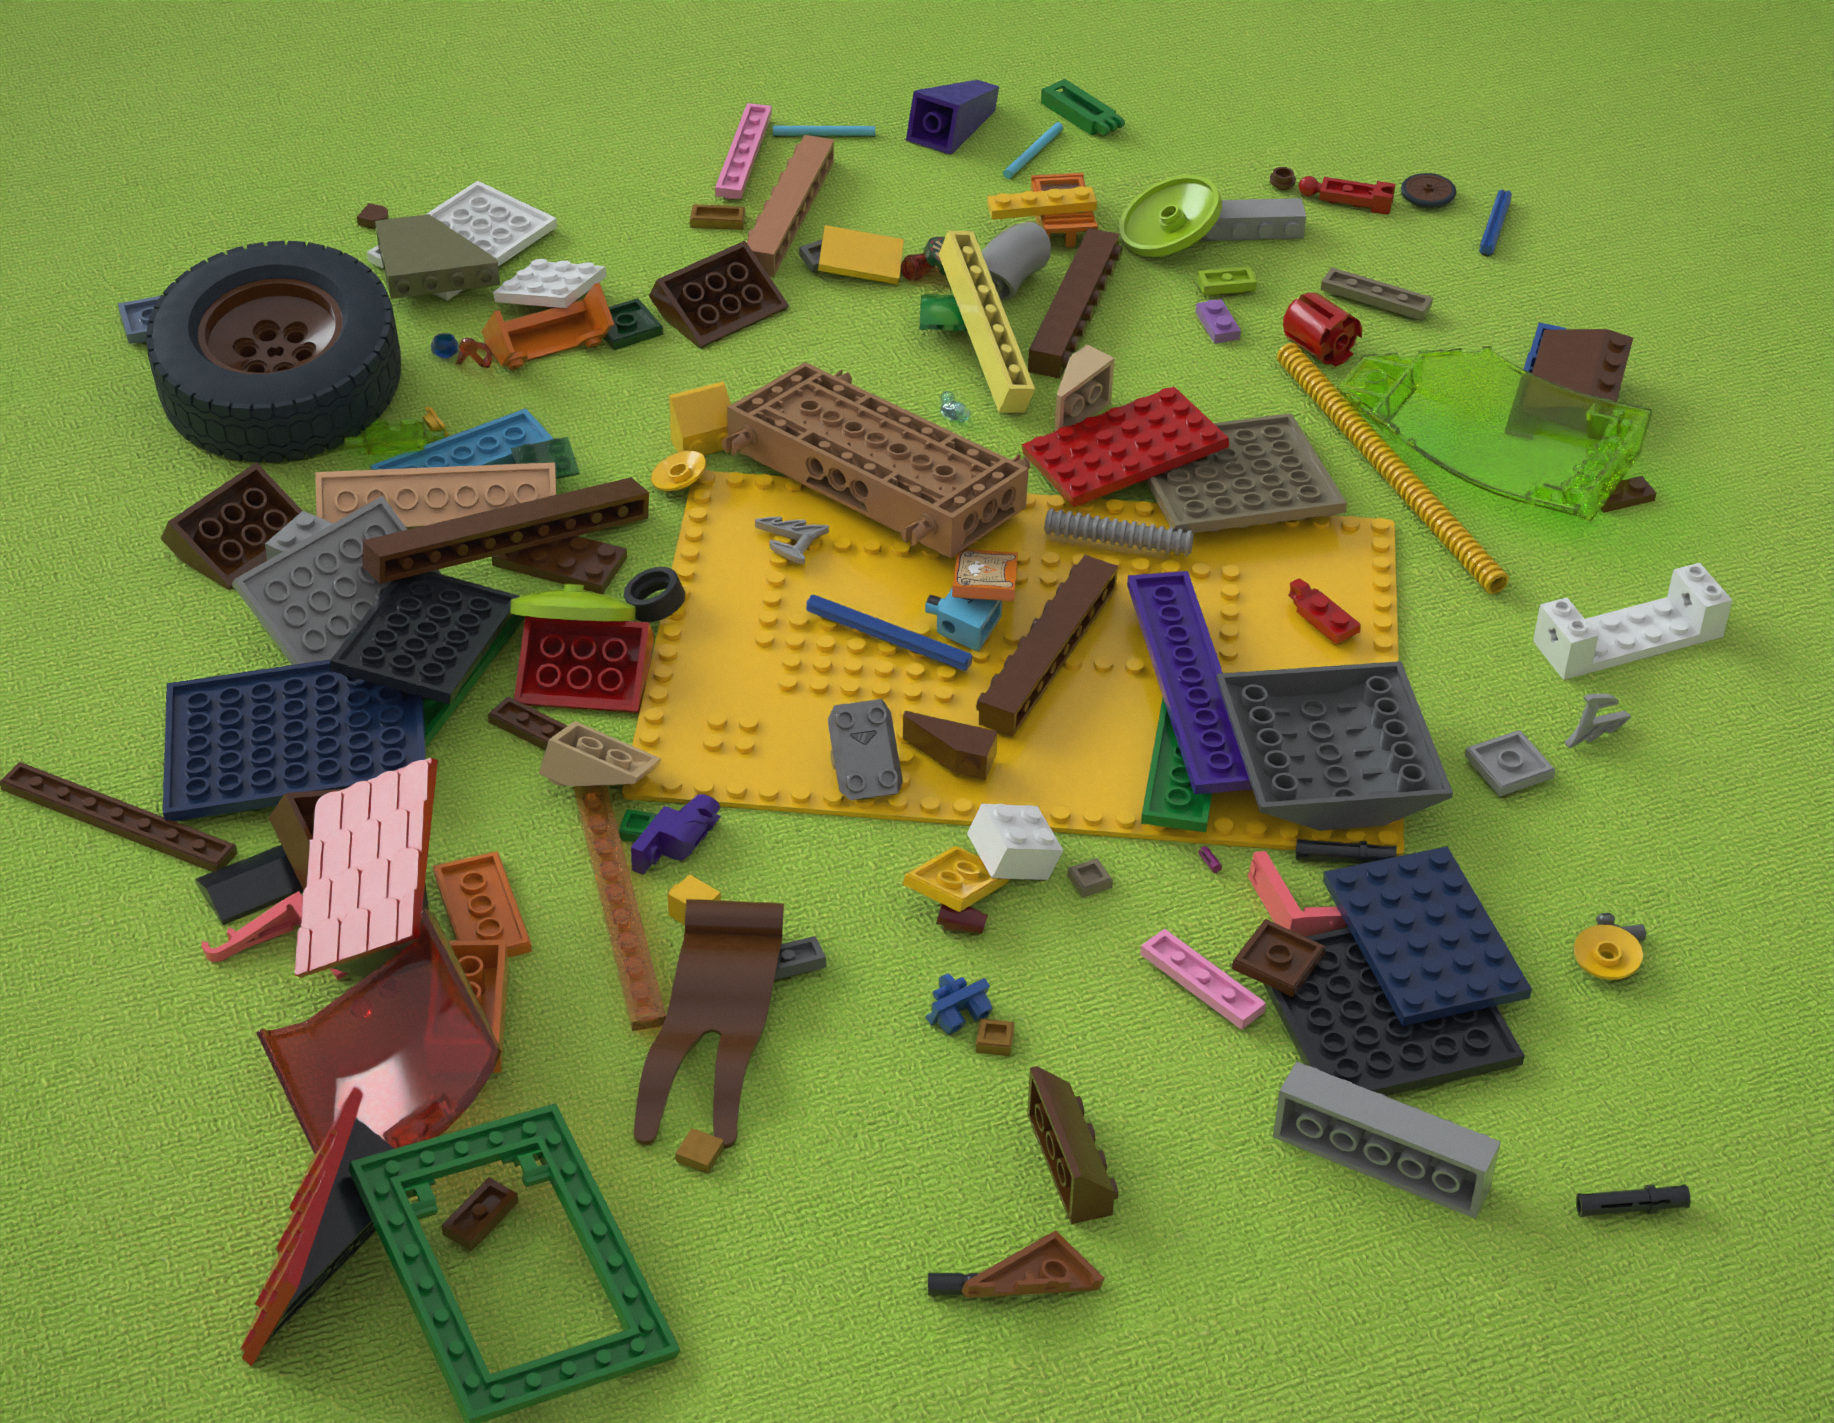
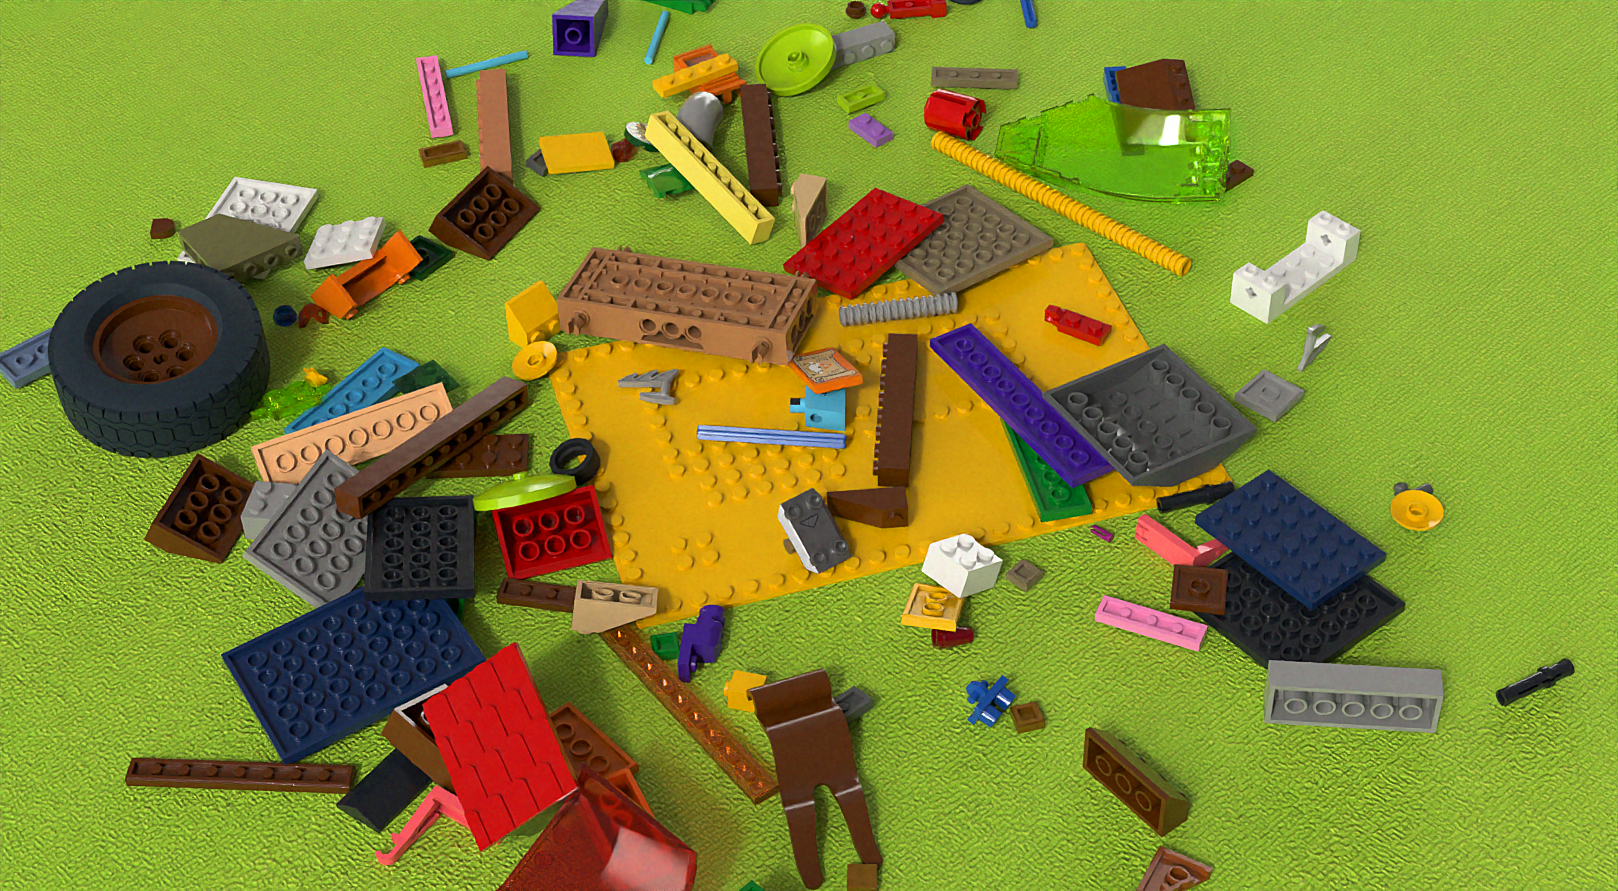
camera: 20 degrees left, 0 degrees up
(953, 410) = (714, 253): clear light blue arm -> none

